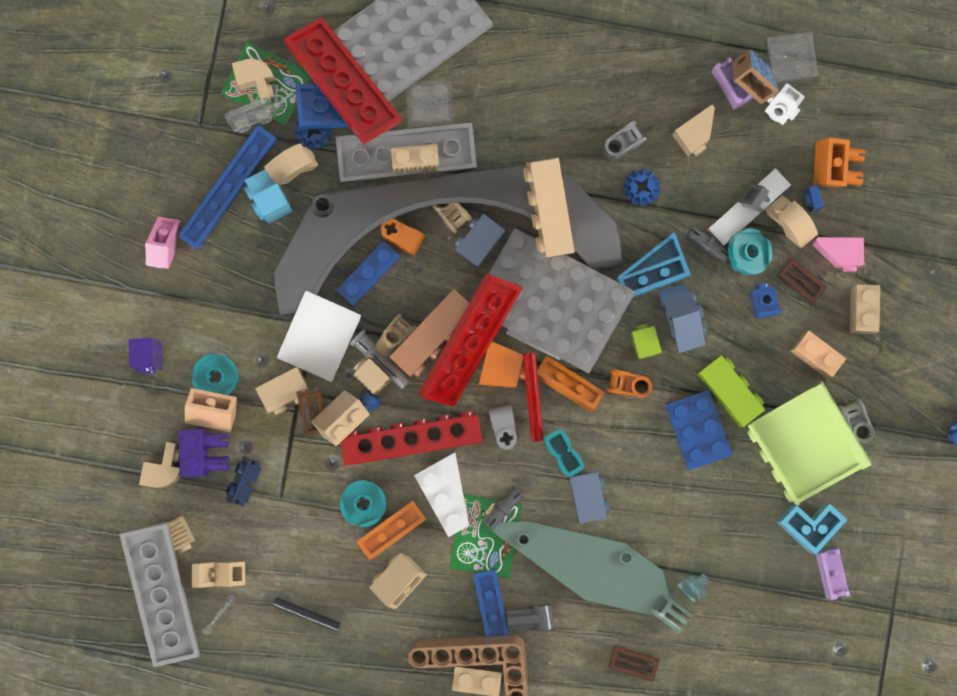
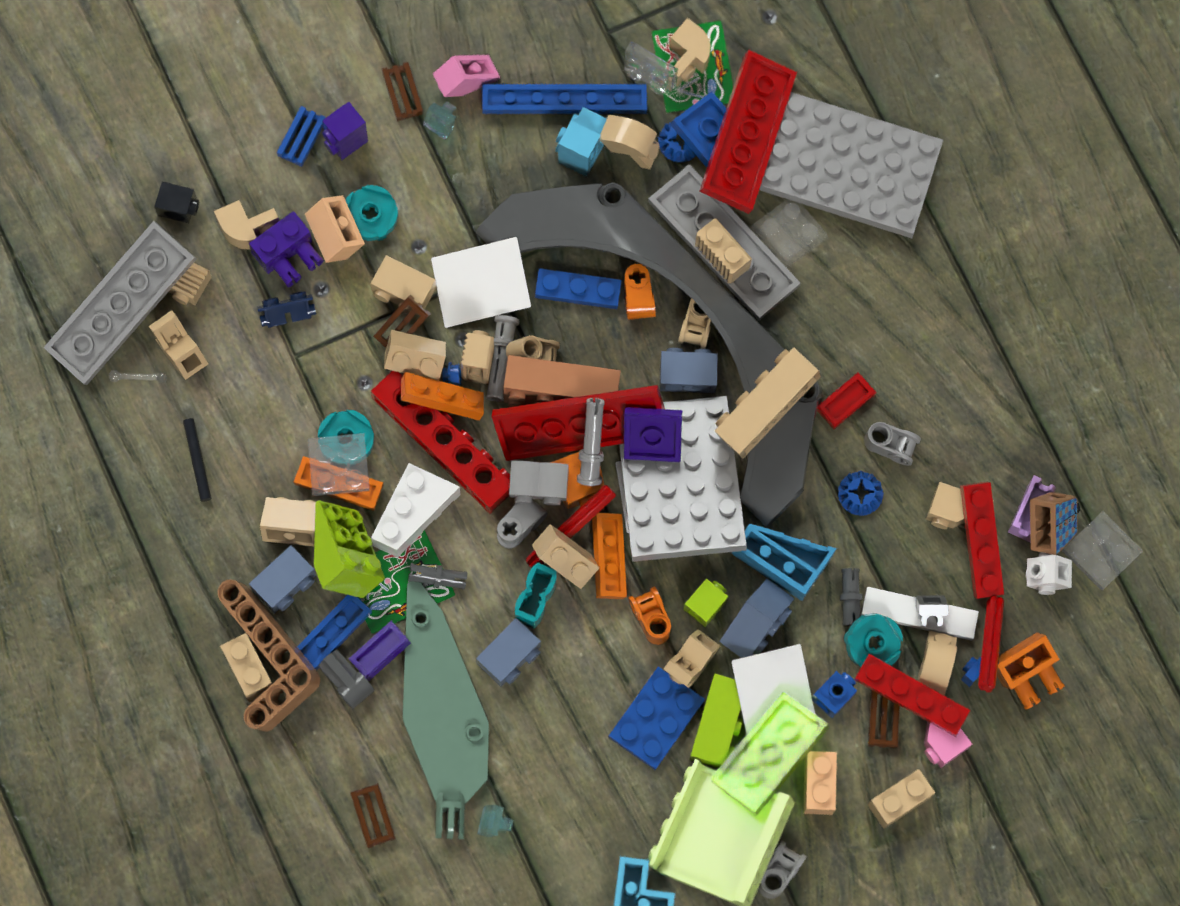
camera: 50 degrees right, 10 degrees down
(113, 504) = (176, 202): none -> black brick
(115, 368) = (311, 116): none -> blue tile
(124, 287) = (396, 70): none -> reddish brown tile
(182, 282) = (440, 119): none -> clear light blue tile
(380, 523) = (338, 464): none -> clear plate
(382, 419) = (442, 396): none -> orange plate
(432, 614) = (283, 580): none -> sand blue brick
(444, 561) = (344, 551): none -> lime slope
(489, 397) = (538, 481): none -> light grey brick
(498, 349) = (591, 455): none -> light grey pin
(514, 298) = (652, 434): none -> dark purple tile
(526, 582) = (379, 650): none -> dark purple tile
(552, 415) = (565, 556): none -> tan brick
(572, 150) = (846, 400): none -> red tile
(678, 380) = (692, 658): none -> tan brick
(732, 131) = (982, 540): none -> red plate
(742, 343) = (764, 678): none -> white sticker
(780, 374) = (769, 753): none -> clear neon green plate
(805, 253) = (912, 695): none -> red plate
(807, 176) = (991, 644): none -> red axle

